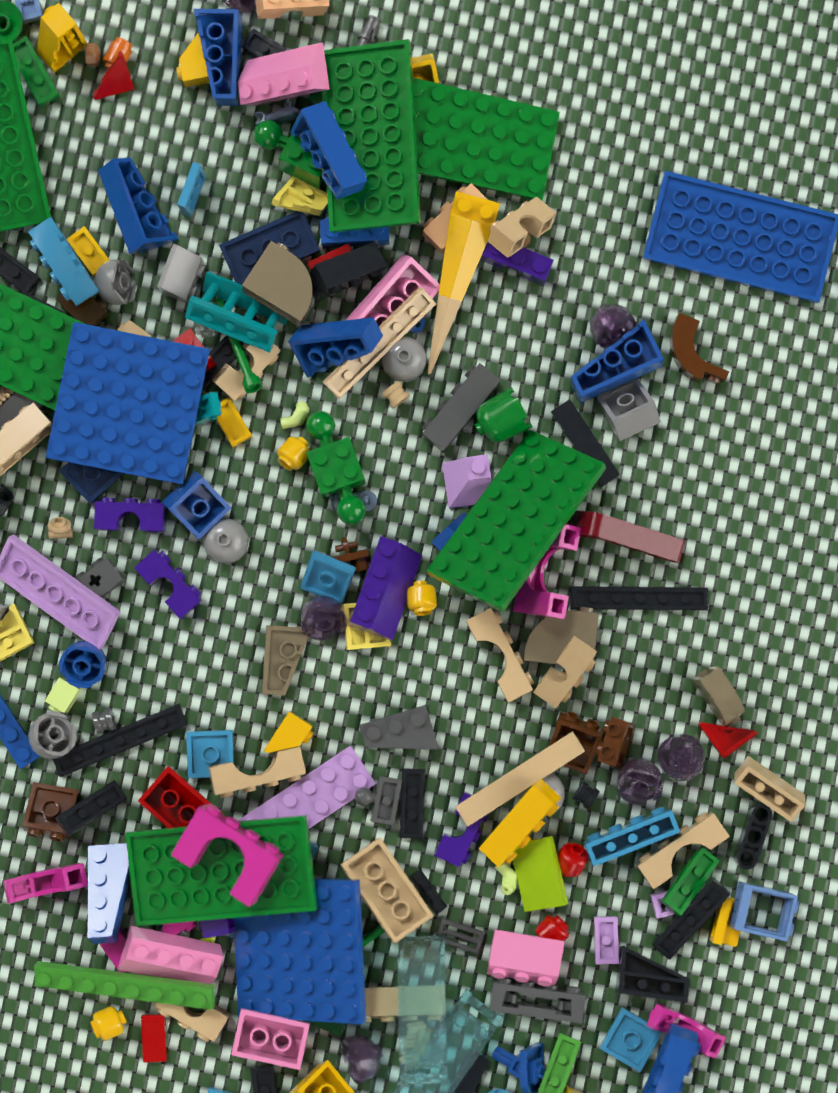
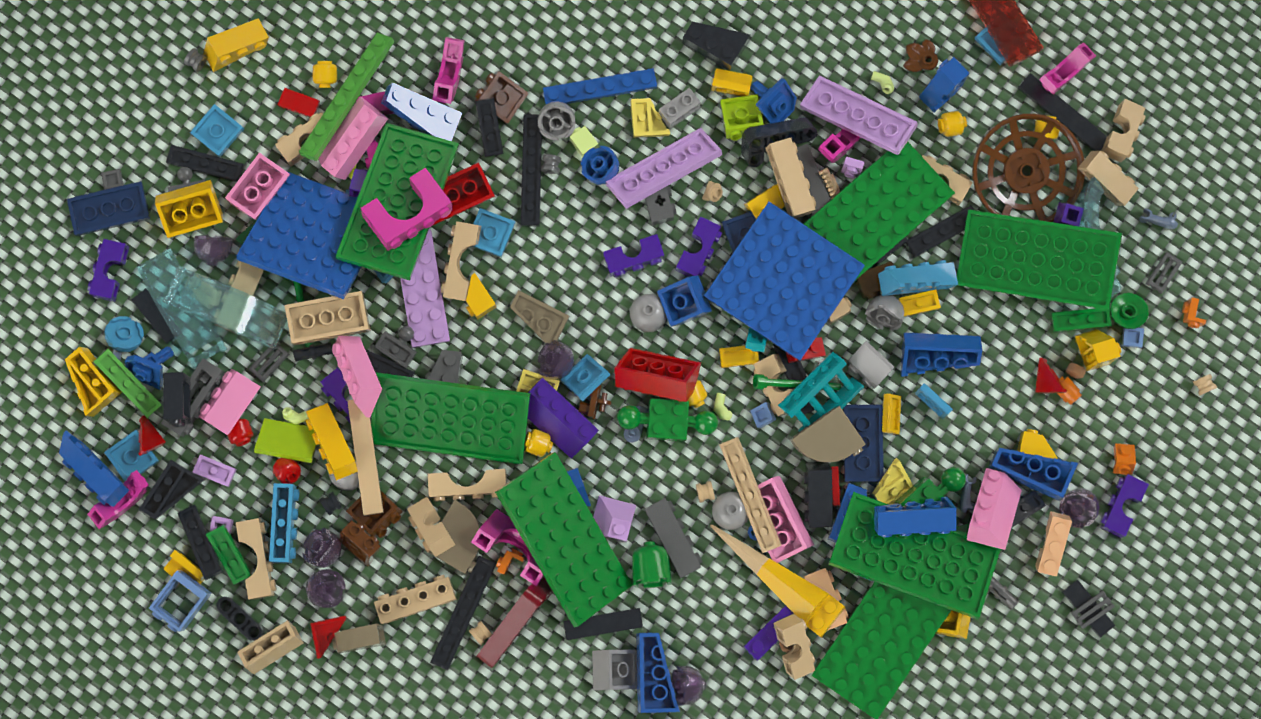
camera: 110 degrees right, 5 degrees down
(47, 469) = (759, 202): none -> yellow panel
(224, 231) = (891, 414): none -> yellow plate
(285, 367) = (763, 415): none -> medium blue plate
(291, 499) = (657, 374): none -> red slope
(332, 343) = (764, 458): blue wedge -> none
(433, 827) = (357, 372): none -> bright pink slope
(437, 705) = (450, 418): none -> green plate
(549, 1016) = (177, 398): none -> black window
(567, 577) = (504, 562): none -> orange bracket
(601, 1030) = (148, 437): none -> red tile
(650, 655) = (415, 600): none -> tan brick
(653, 569) = (480, 632): none -> tan wheel

